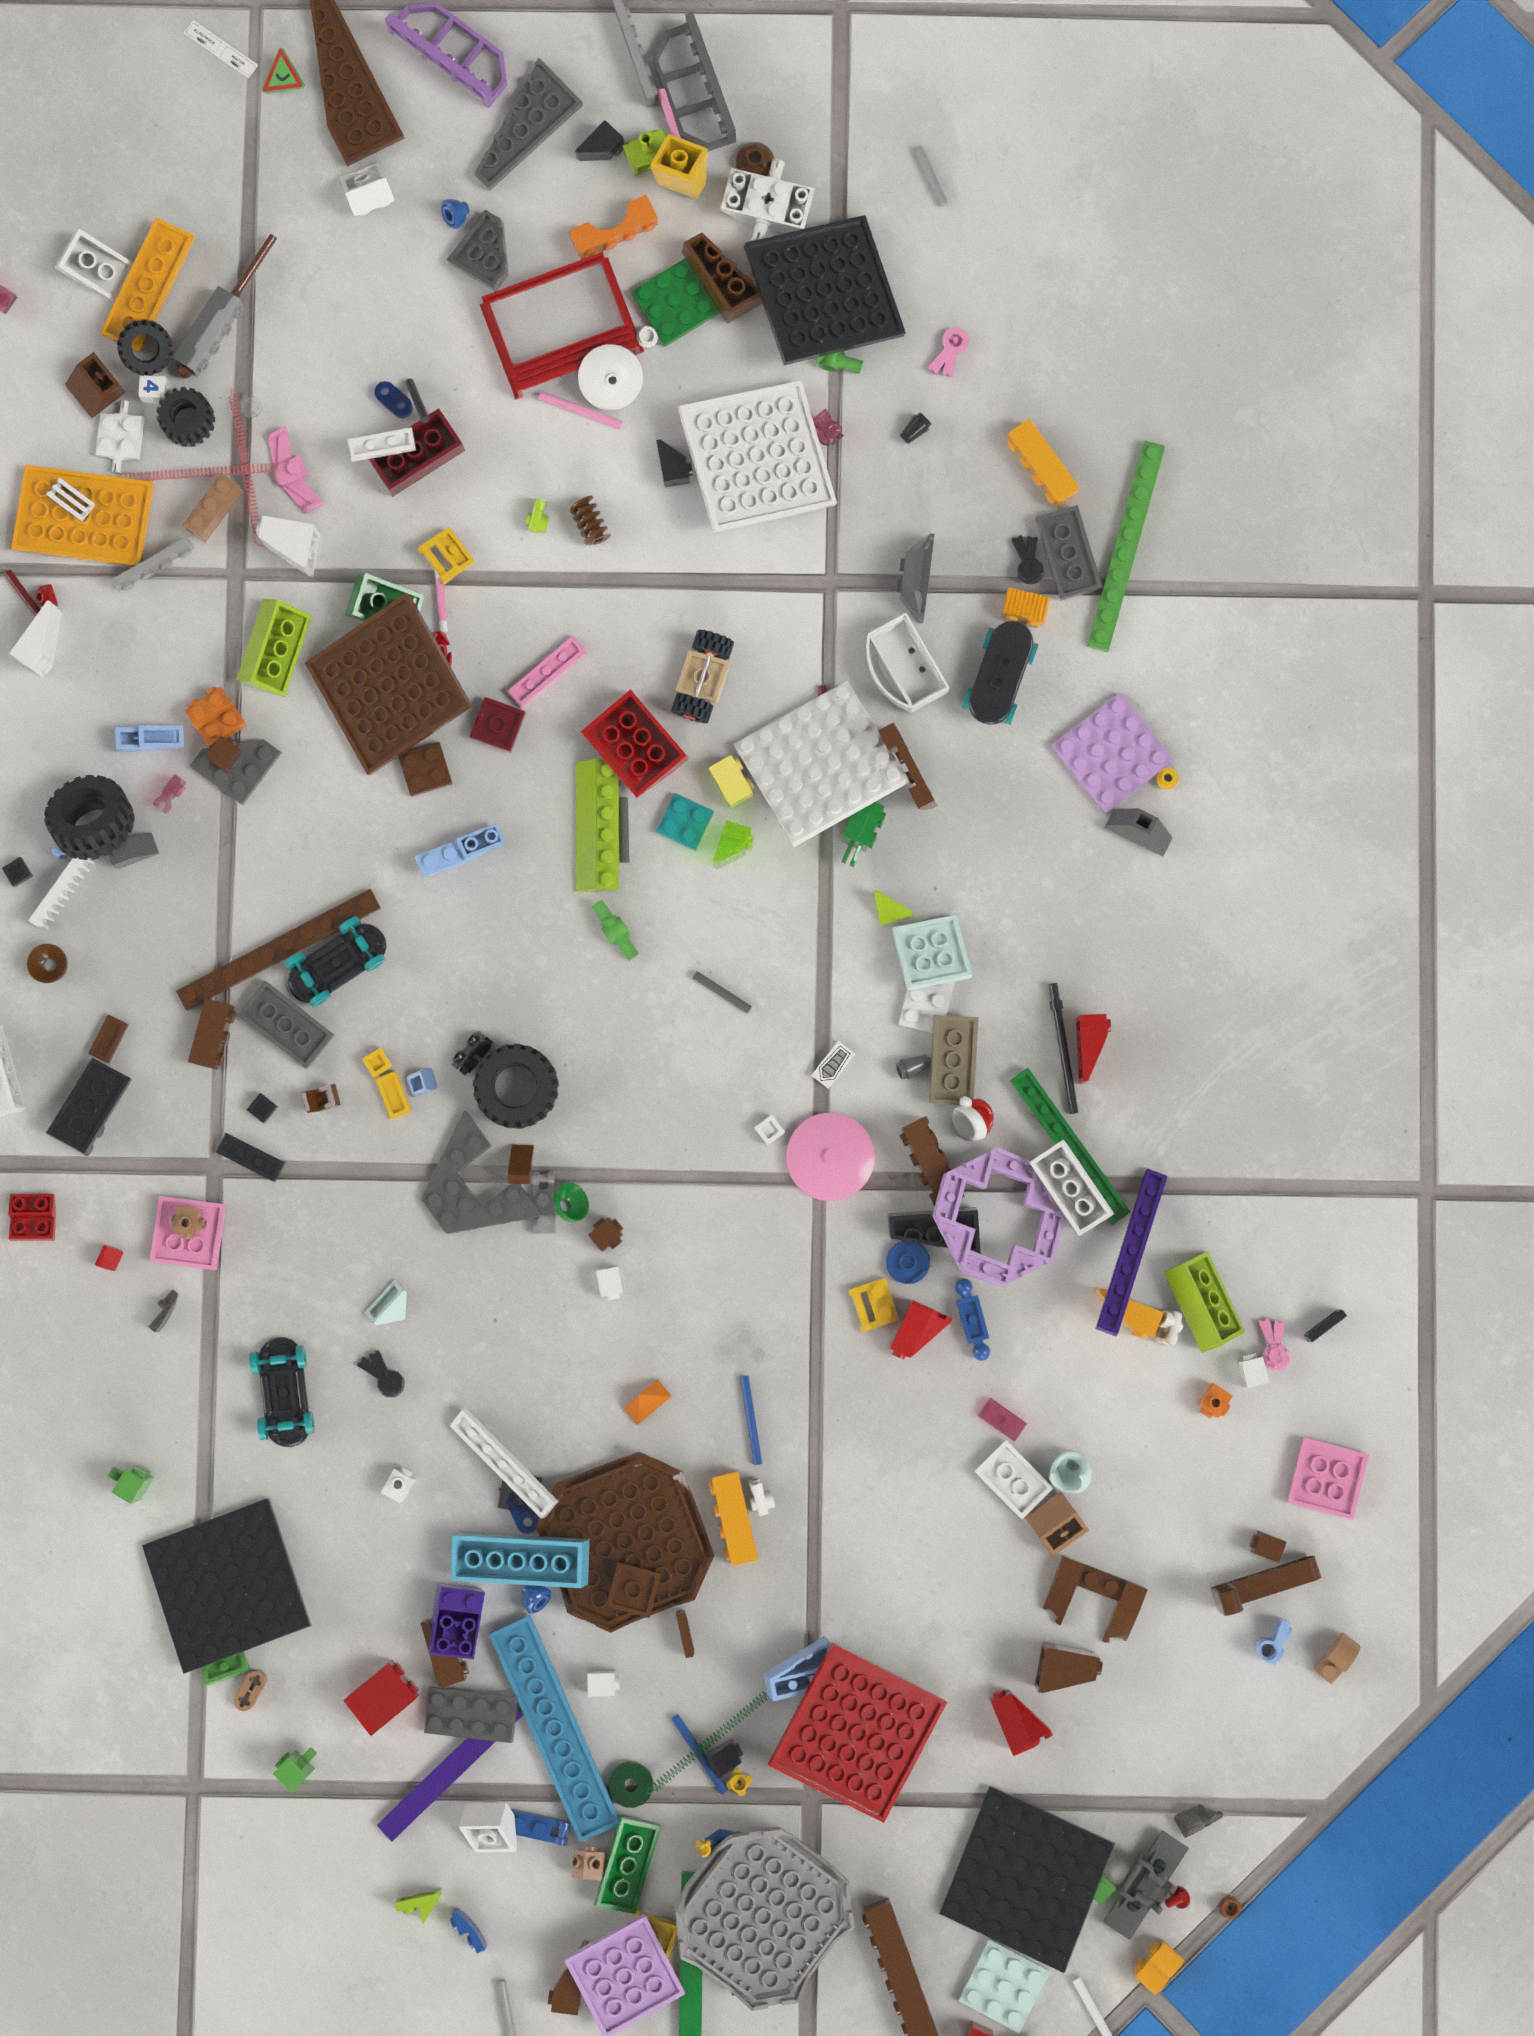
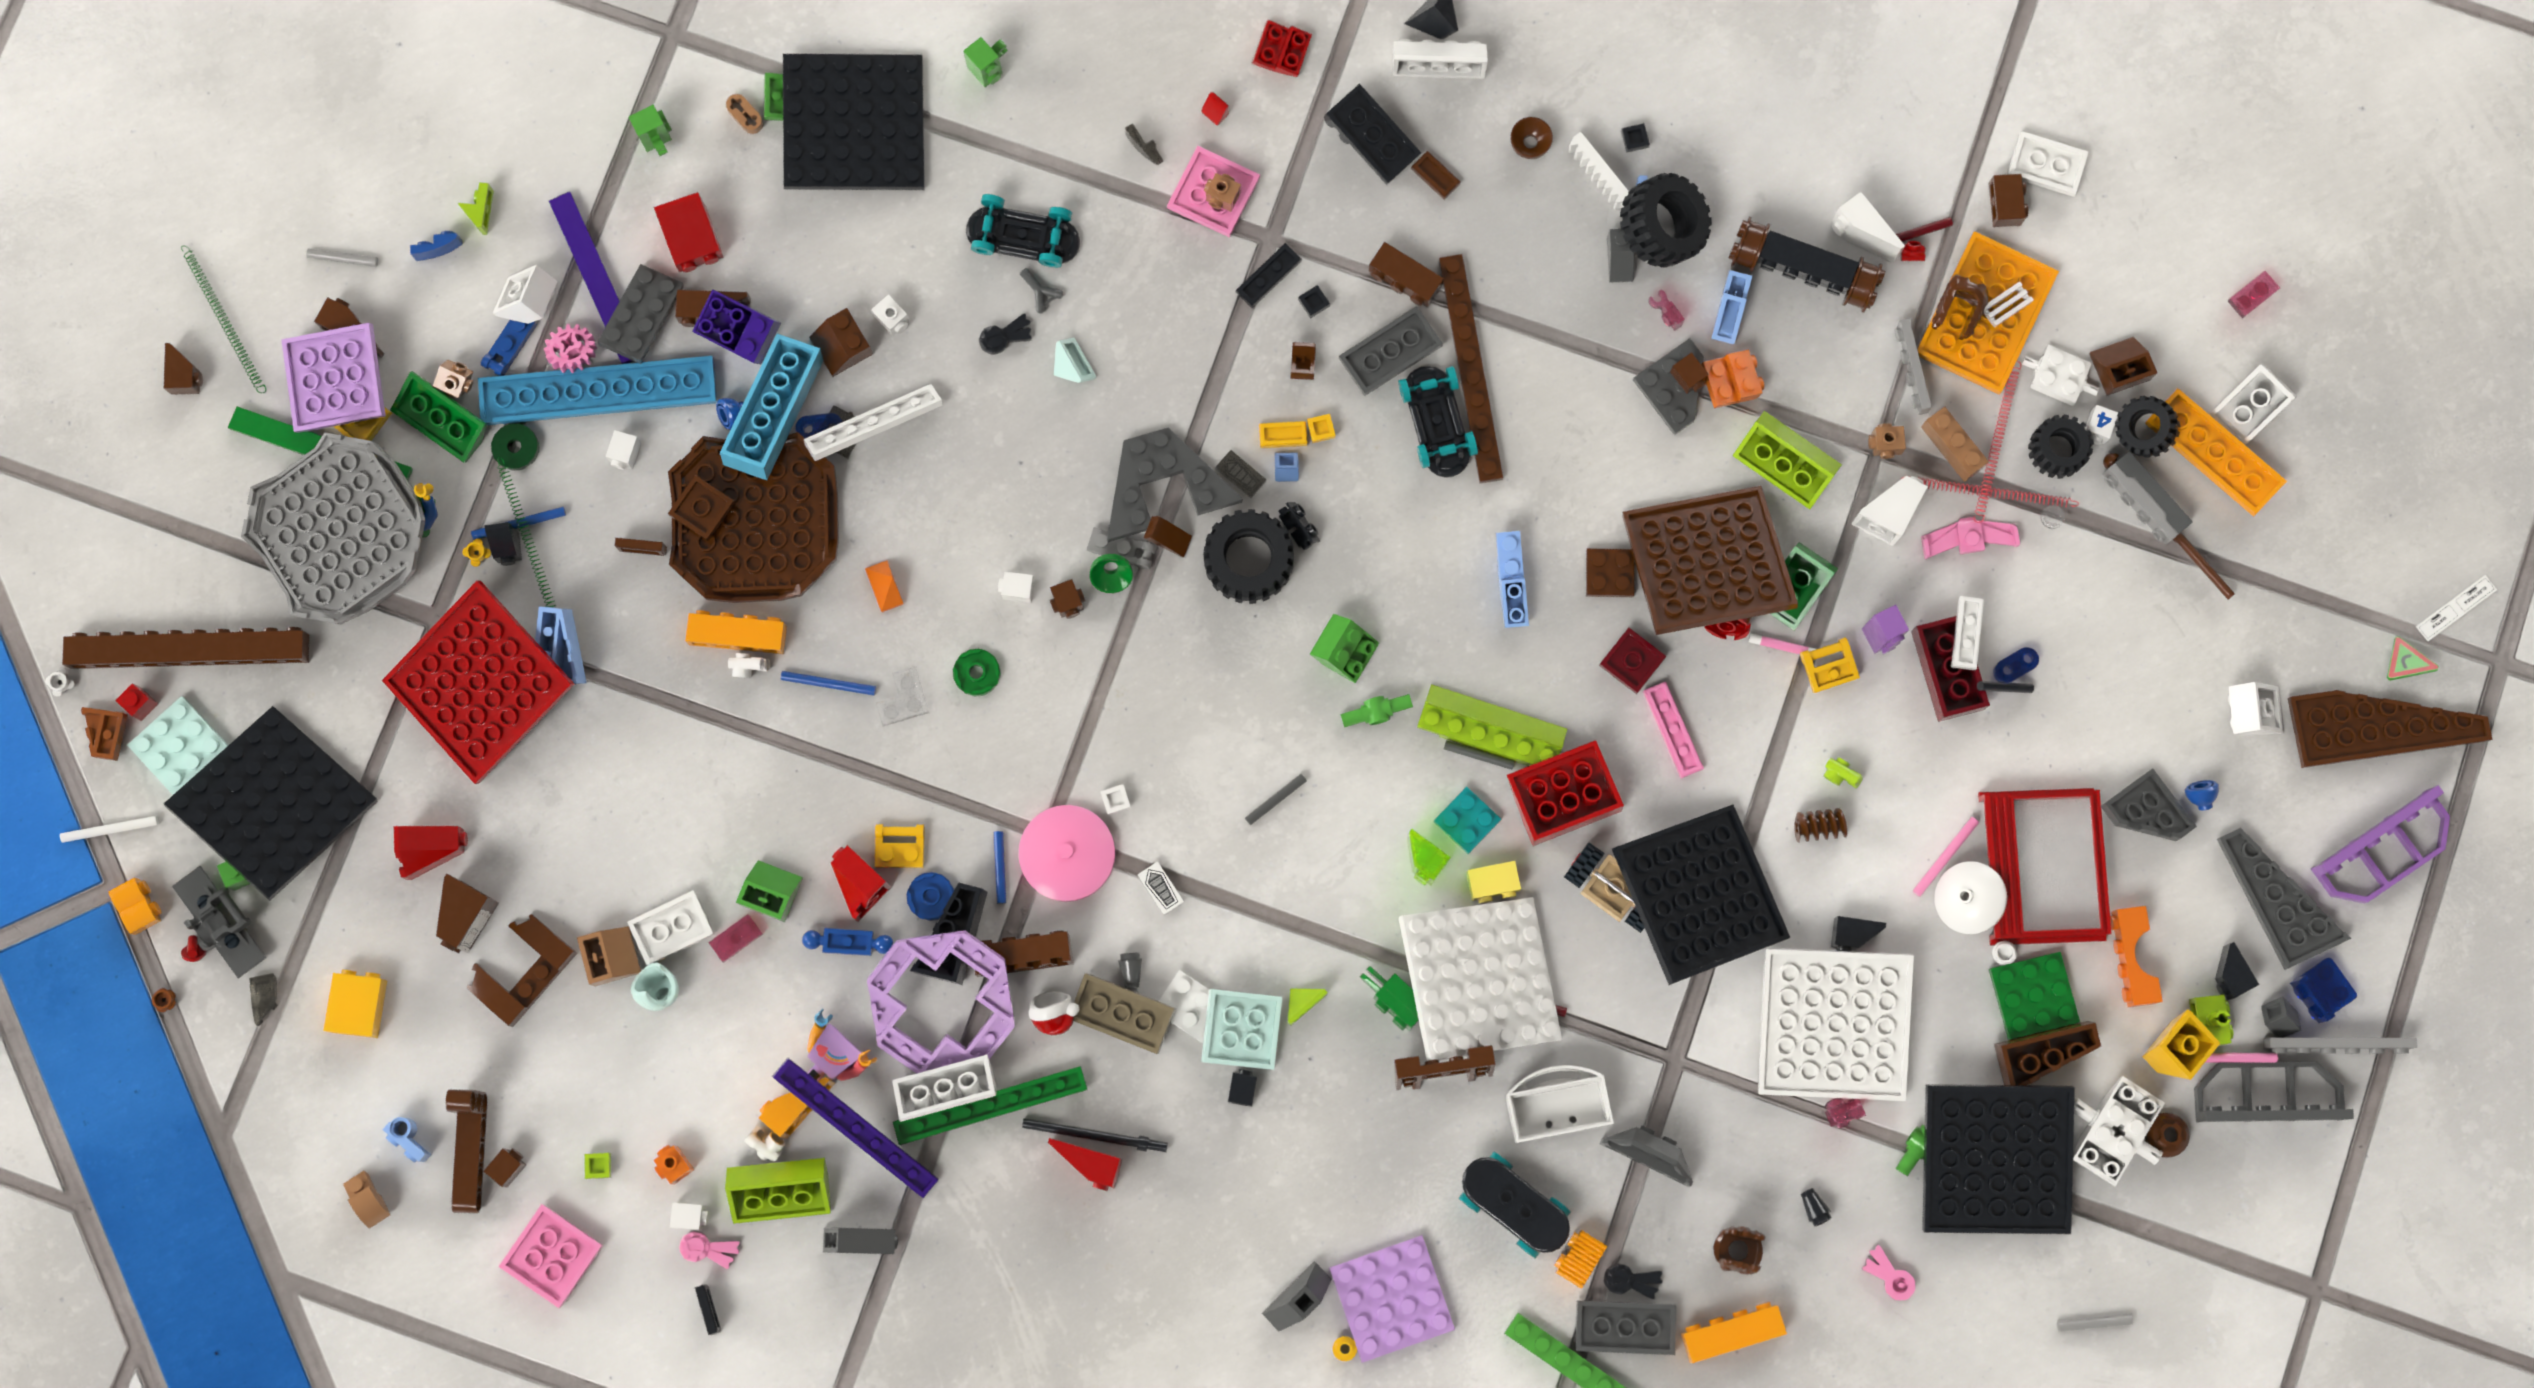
camera: 105 degrees right, 5 degrees down
(72, 528) = (1972, 293): none -> reddish brown piece
(87, 726) = (1807, 263): none -> brick
(229, 566) = (1887, 441): none -> medium nougat brick
(331, 1357) = (1040, 291): none -> dark grey piece
(401, 514) = (1885, 630): none -> medium lavender brick
(438, 1521) = (840, 342): none -> reddish brown slope
(441, 1120) = (1241, 474): none -> clear smoke tile
(519, 1775) = (570, 348): none -> bright pink gear
(569, 976) = (1344, 647): none -> bright green slope
(590, 68) = (2323, 990): none -> clear blue bracket
(625, 96) = (2281, 1018): none -> dark grey panel
(685, 600) = (1700, 894): none -> black plate
(693, 1279) = (982, 685): none -> green tile
(862, 1210) = (999, 867): none -> blue bar
(952, 1403) = (769, 891): none -> bright green slope
(981, 935) = (1242, 1088): none -> black brick
(983, 468) = (1752, 1239): none -> reddish brown piece
(1072, 1295) = (834, 1052): none -> torso
(1175, 1733) = (355, 1004): none -> yellow brick
(1223, 1217) = (859, 1240): none -> dark grey slope
(1238, 1466) = (597, 1165): none -> lime plate

